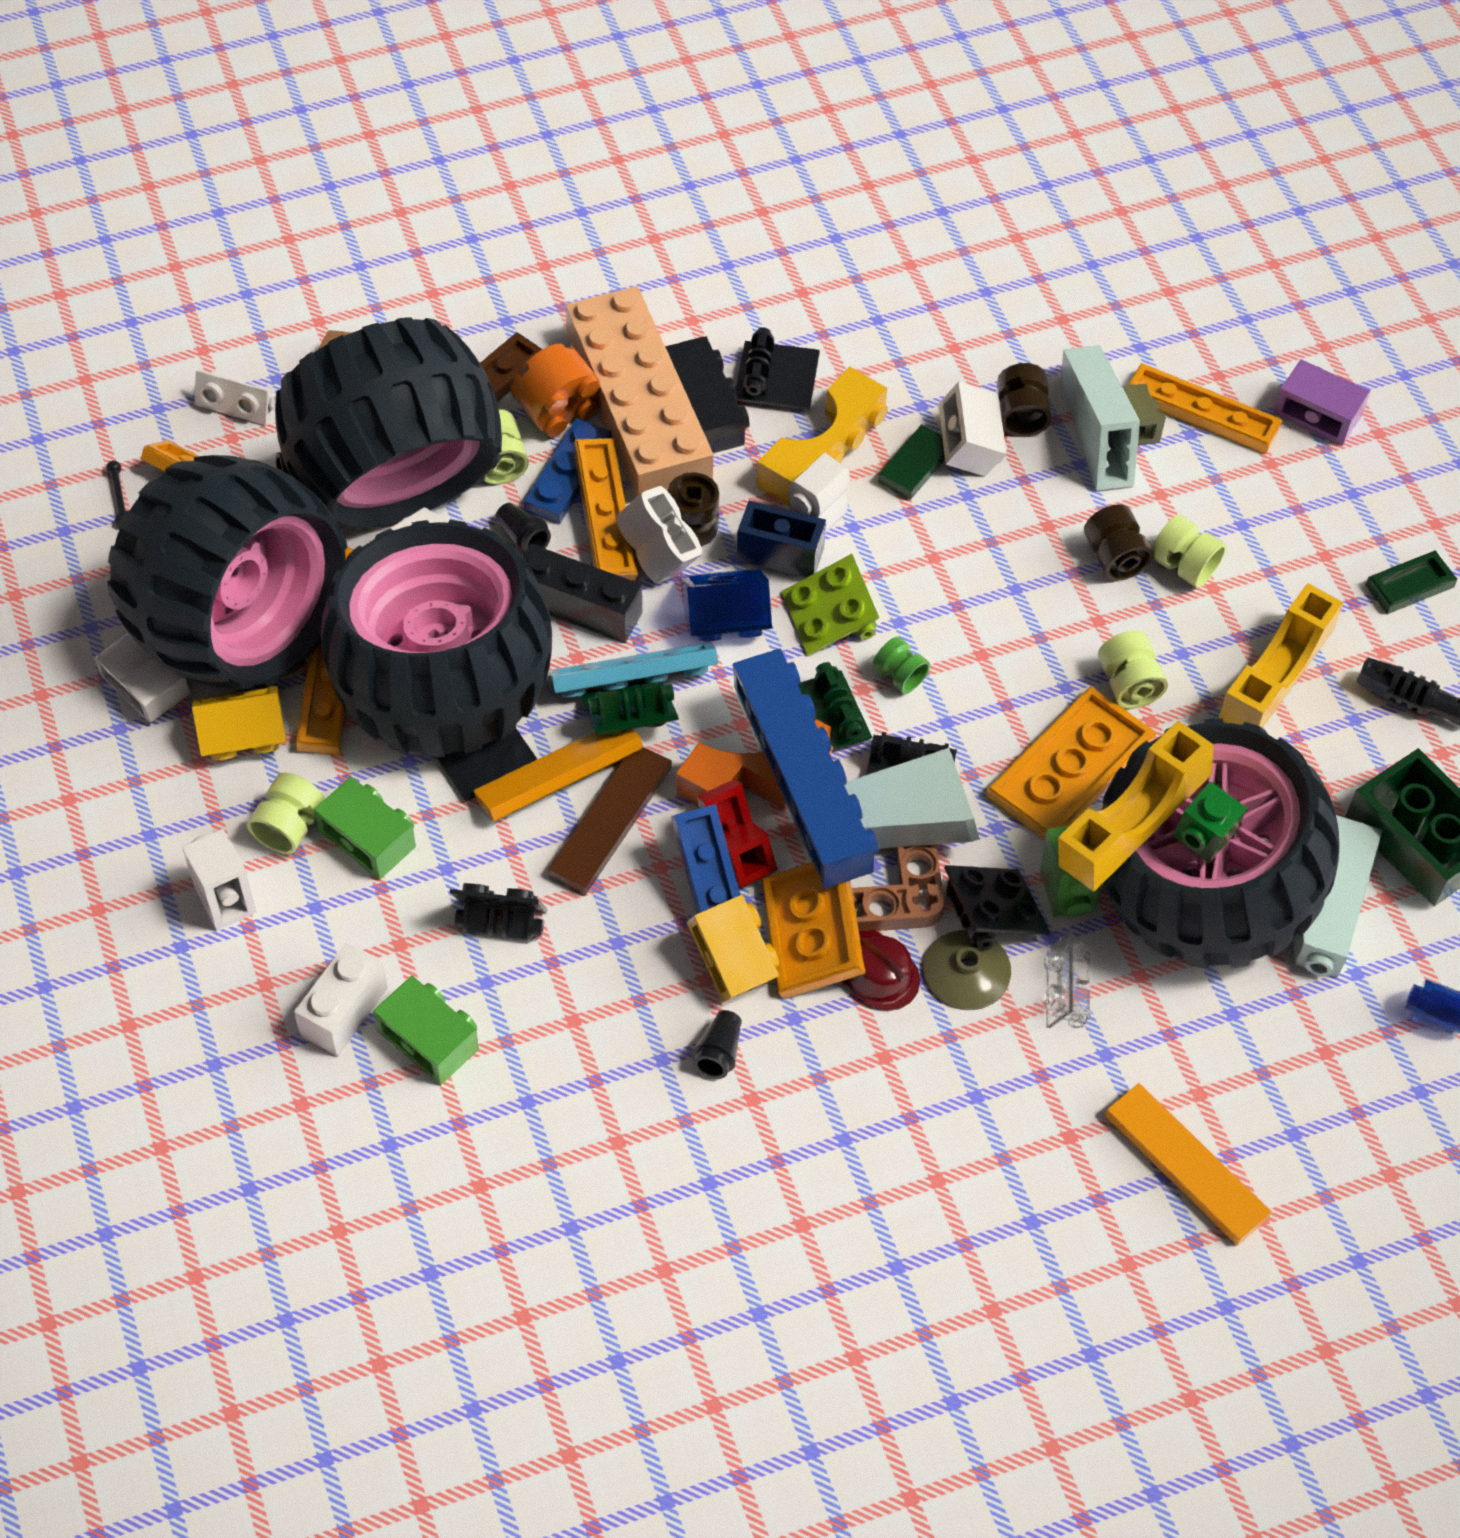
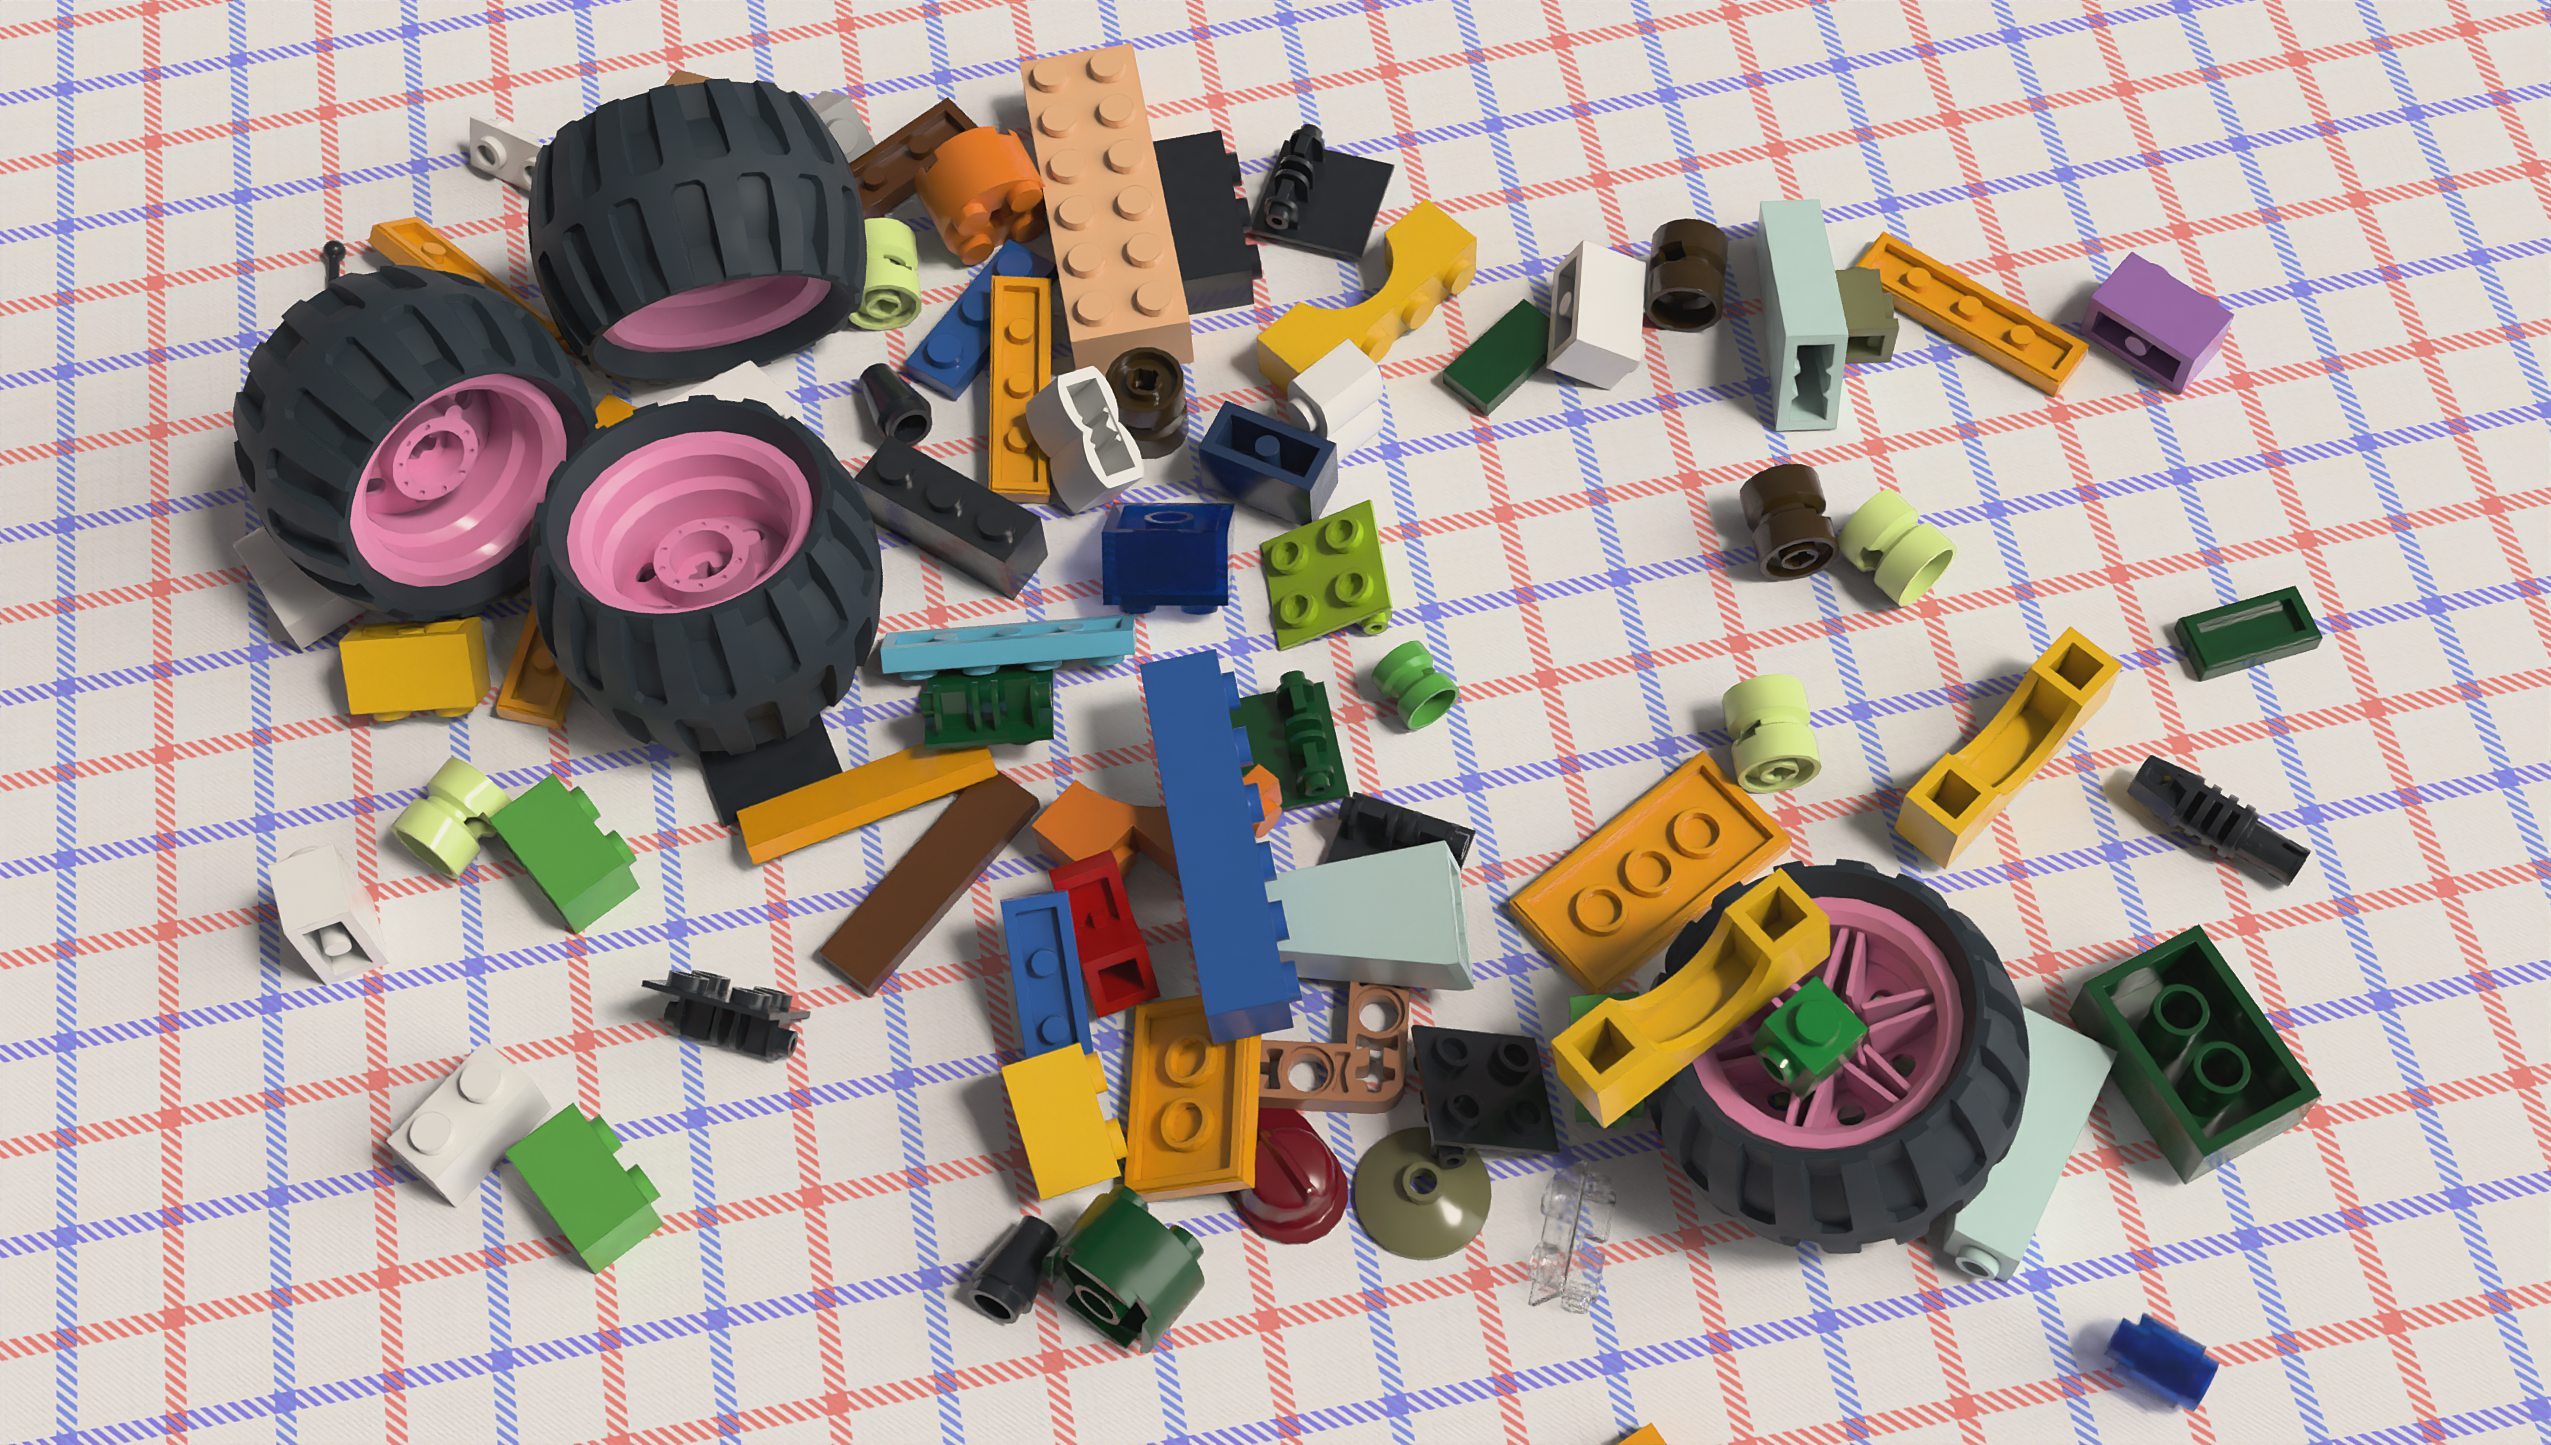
camera: 15 degrees right, 5 degrees up
(794, 1031) = (1126, 1269): none -> dark green brick

